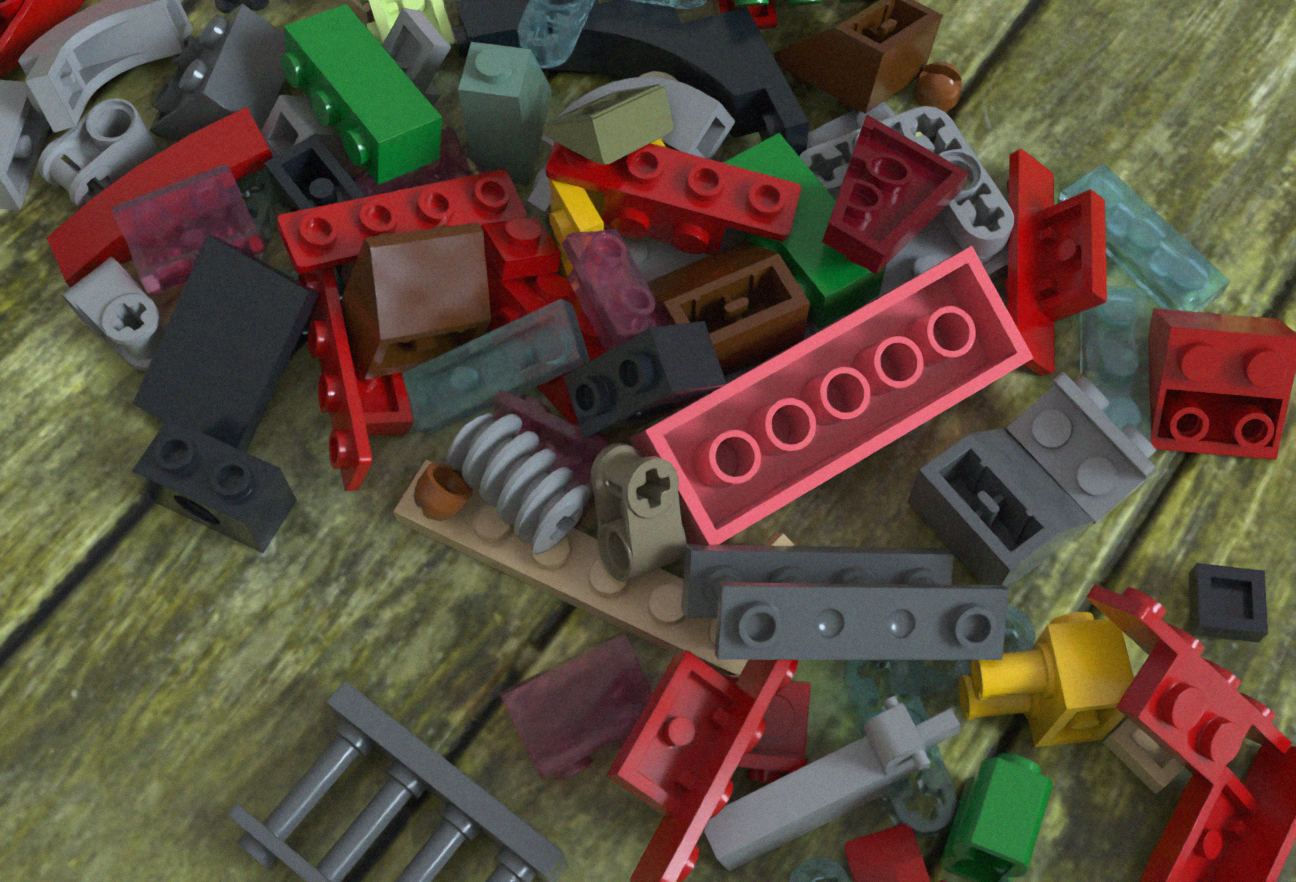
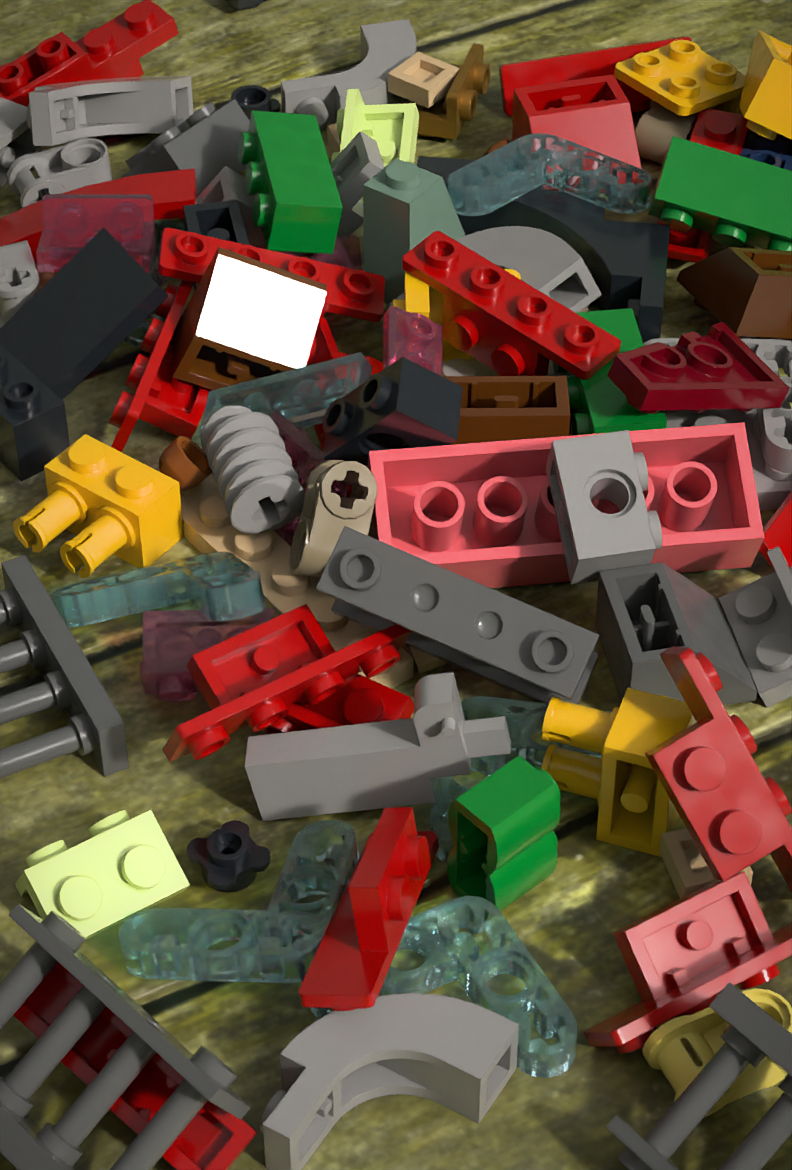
camera: 25 degrees right, 20 degrees down
(382, 559) = (109, 505): none -> yellow brick
(429, 698) = (212, 582): none -> clear light blue beam
(520, 248) = (357, 329): red plate -> none
(614, 124) = (478, 238): olive slope -> none
(862, 391) = (593, 470): none -> light grey brick

